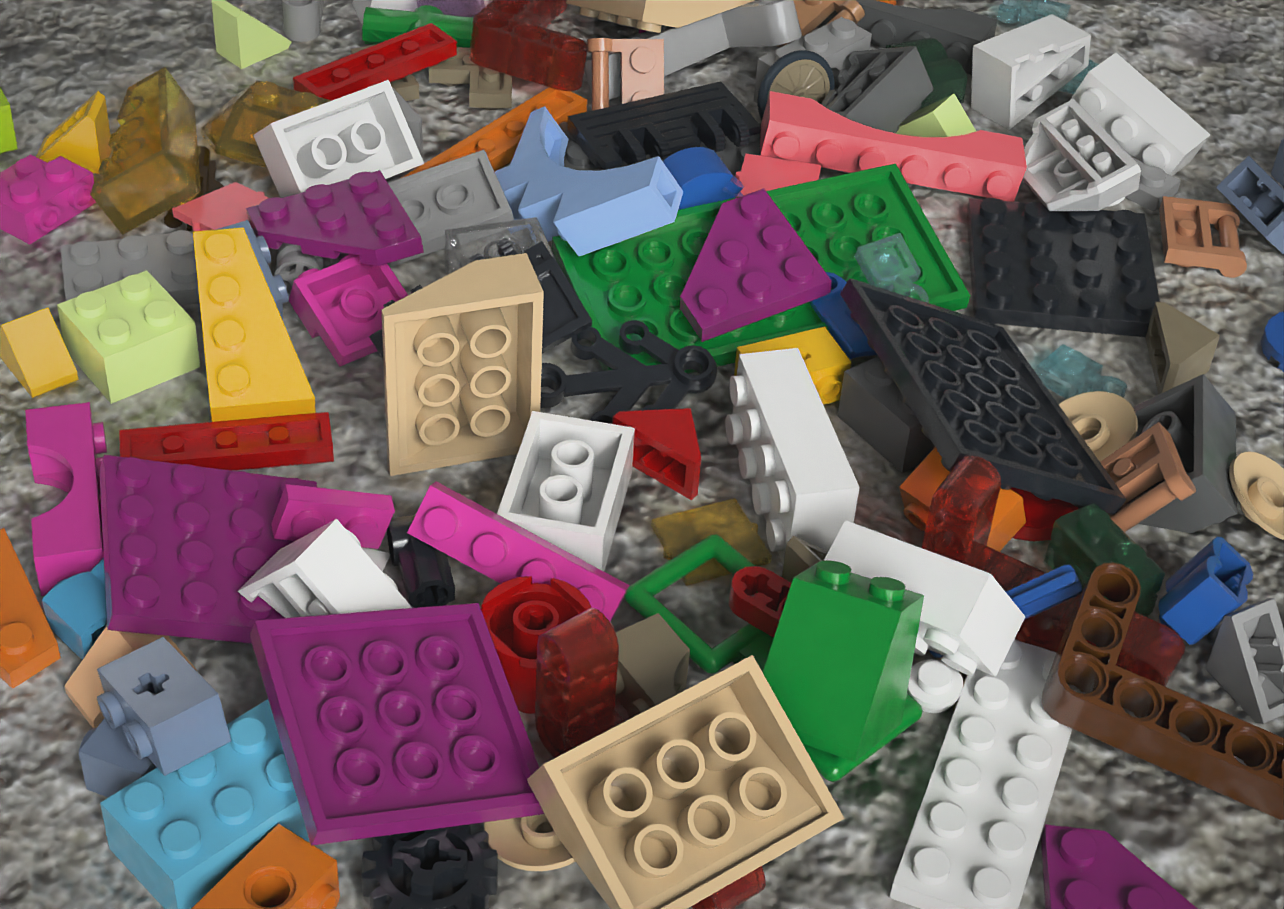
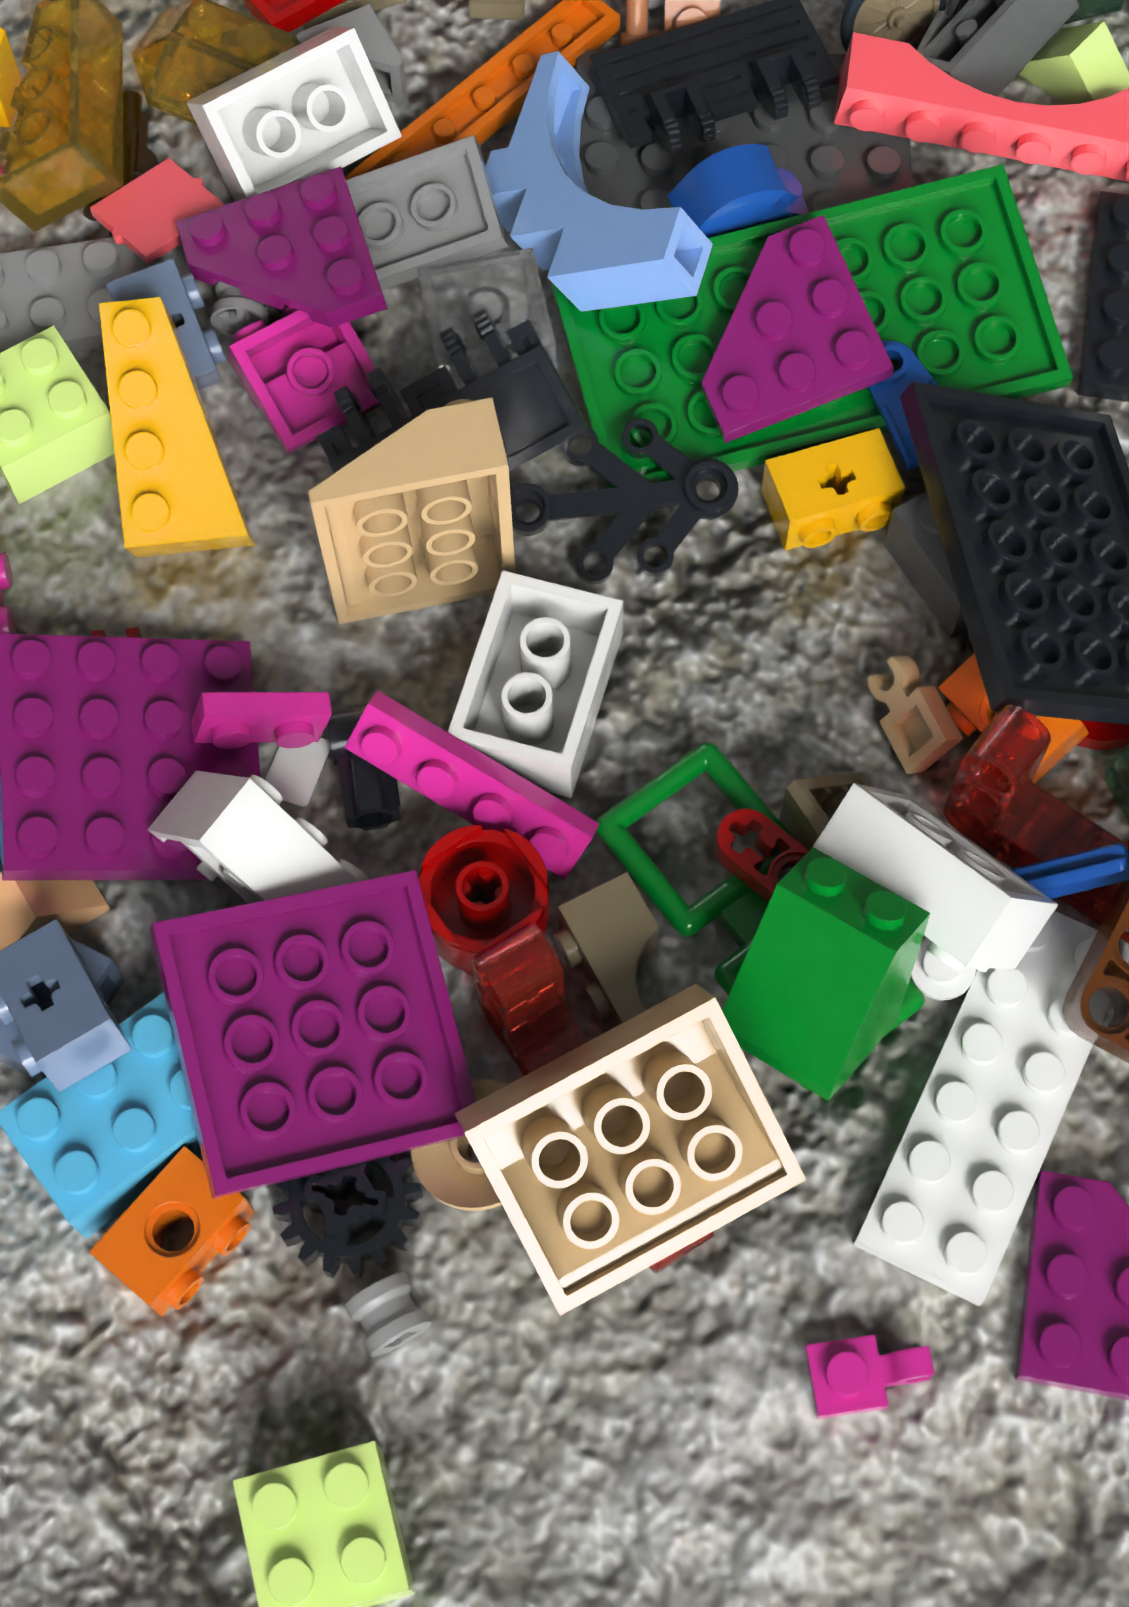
camera: 10 degrees right, 25 degrees up
(235, 443) = (147, 584): red plate -> none
(665, 447) = (660, 601): red slope -> none
(723, 518) = (714, 715): clear yellow piece -> none
(774, 173) = (850, 165): coral piece -> none
(789, 450) = (810, 639): white brick -> none
(885, 509) = (917, 719): none -> tan plate
(891, 266) = (971, 343): clear light blue plate -> none

